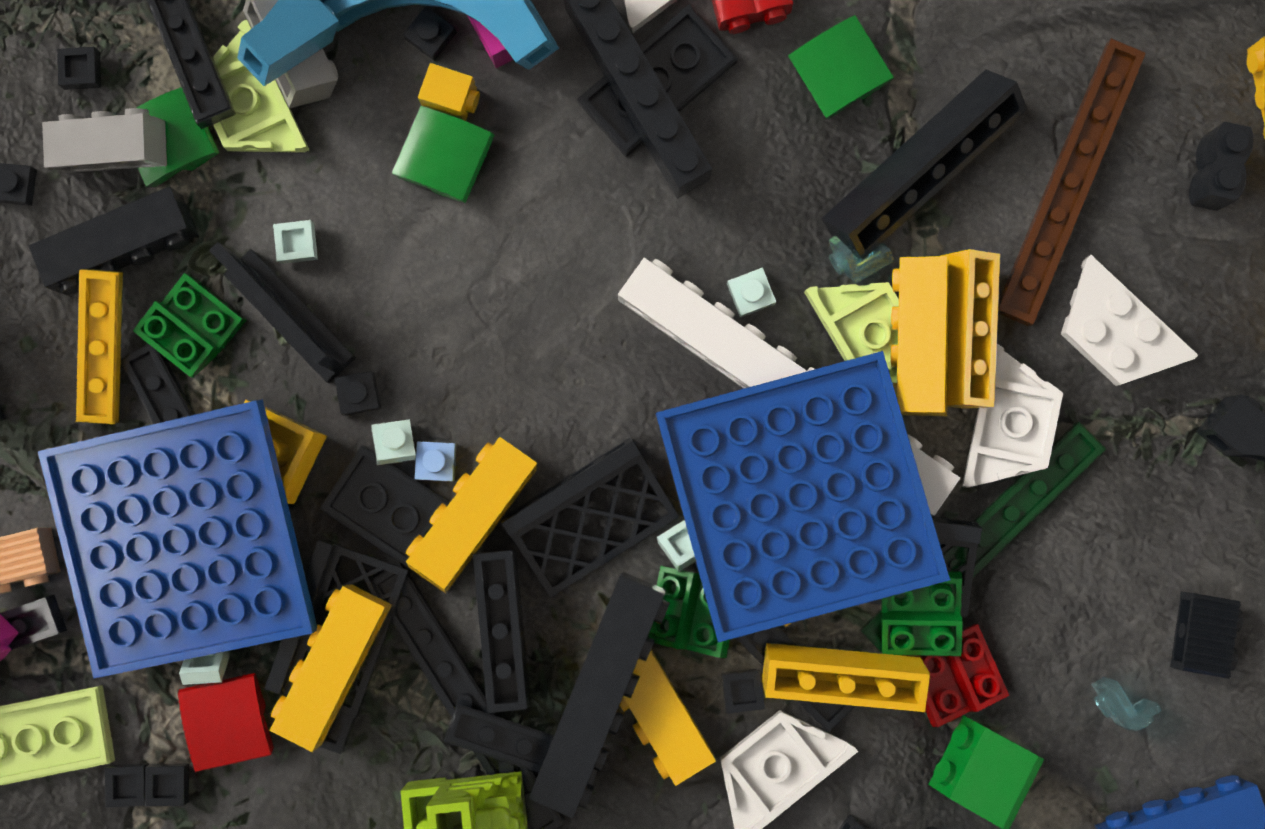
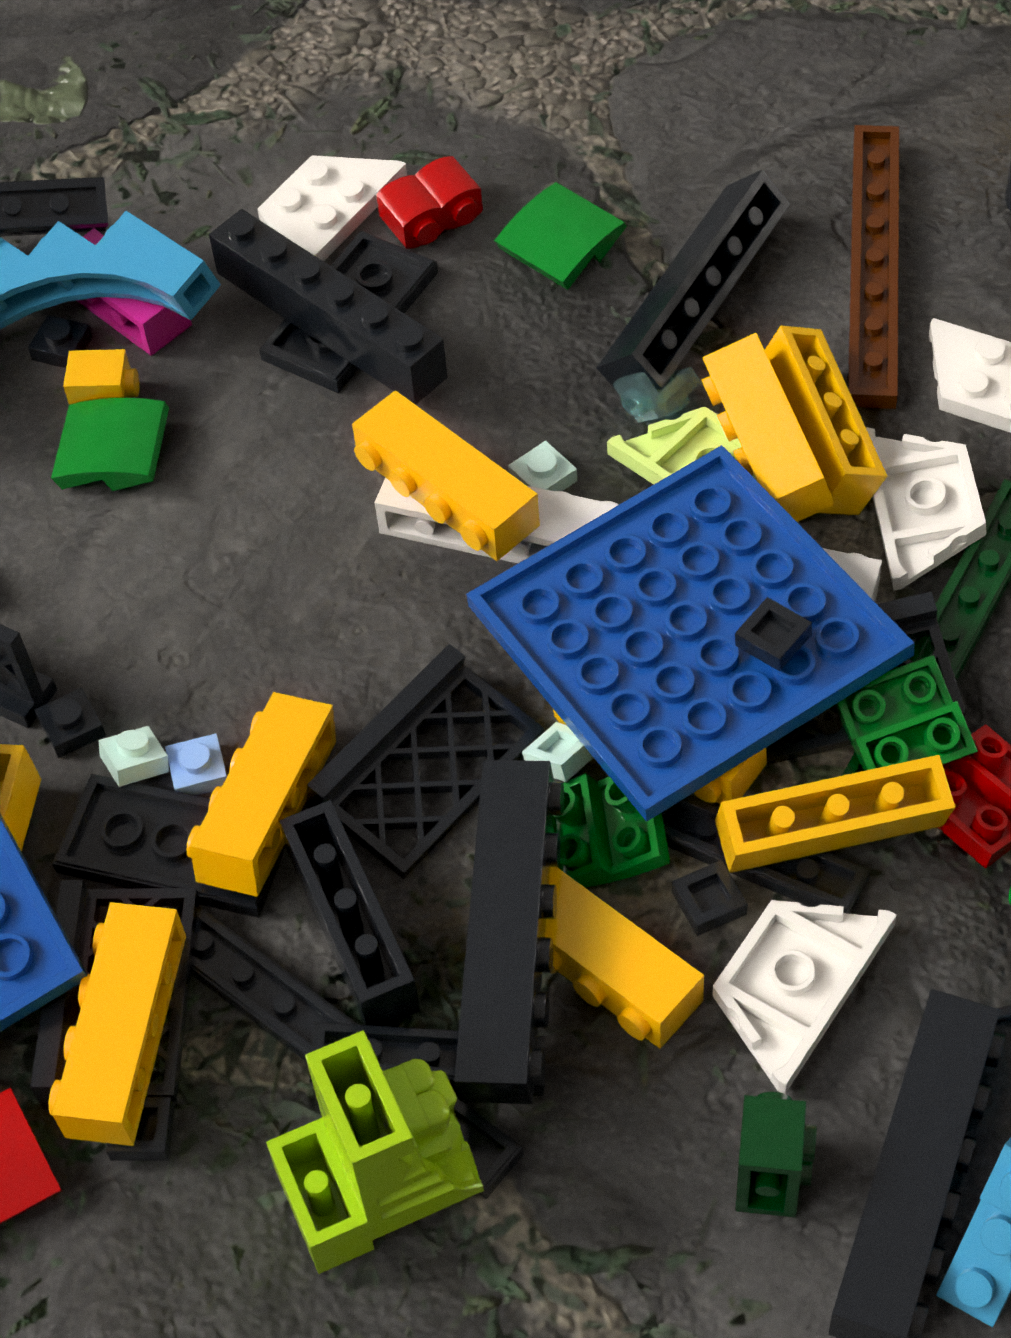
camera: 15 degrees left, 30 degrees down
(673, 299) = (446, 476): none -> yellow brick
(854, 544) = (773, 634): none -> black plate

